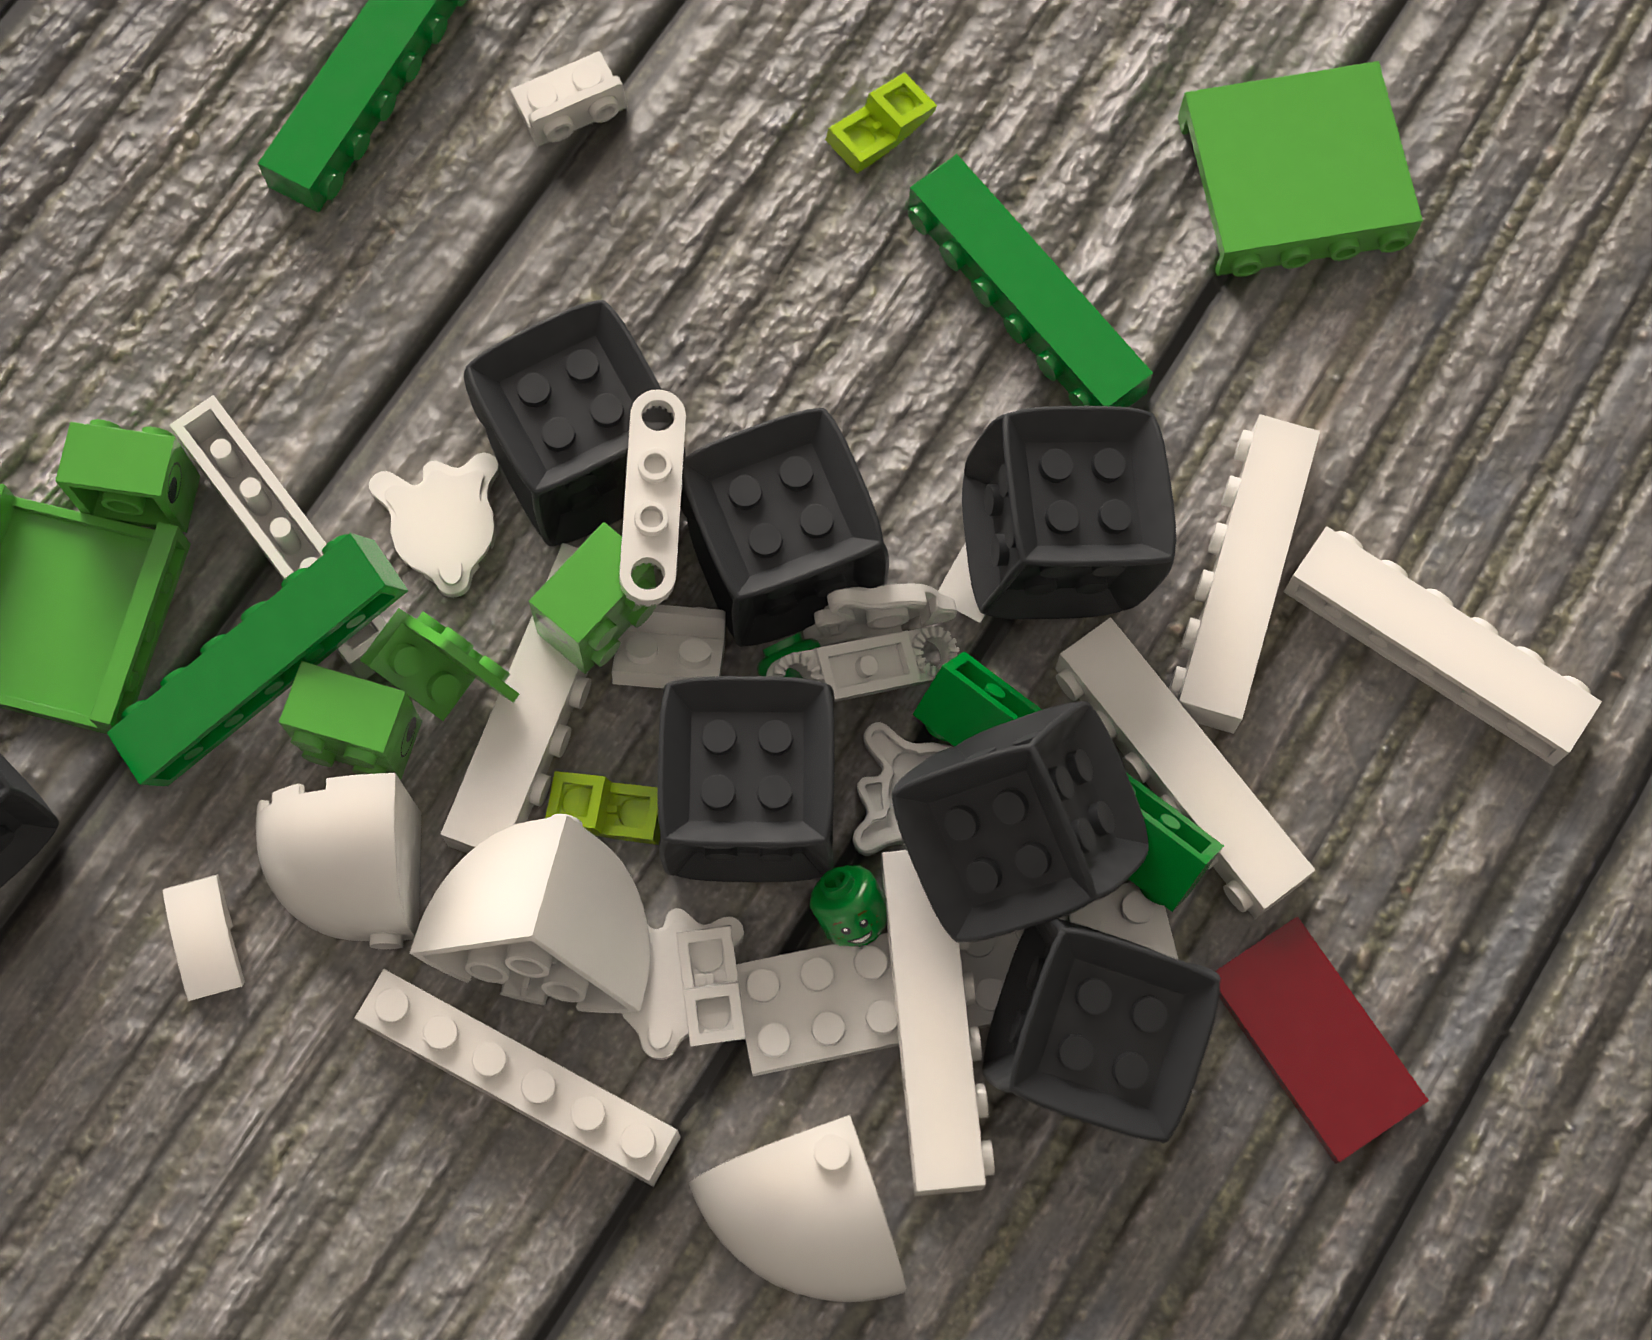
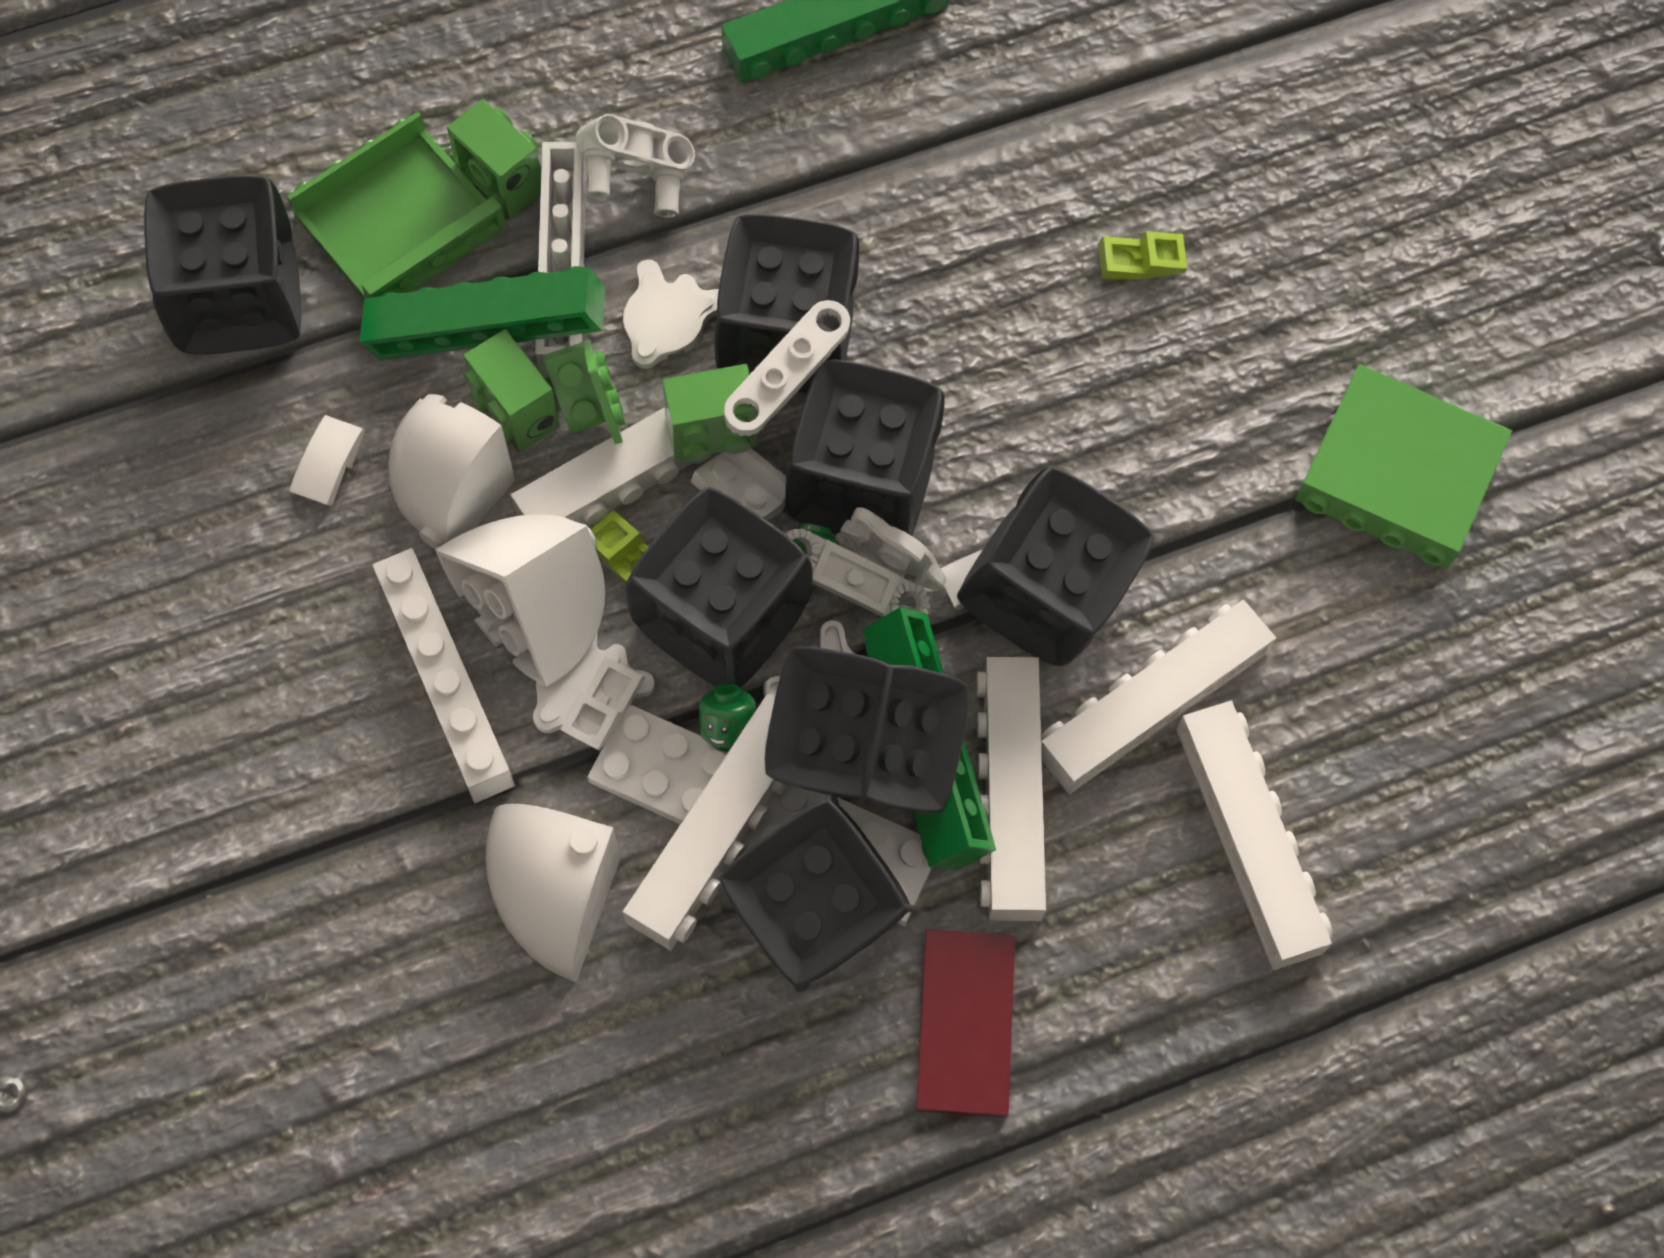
camera: 35 degrees right, 5 degrees down
(275, 363) = (635, 149): none -> white piece
(569, 99) = (950, 113): white bracket -> none
(1026, 288) = (1153, 420): green brick -> none

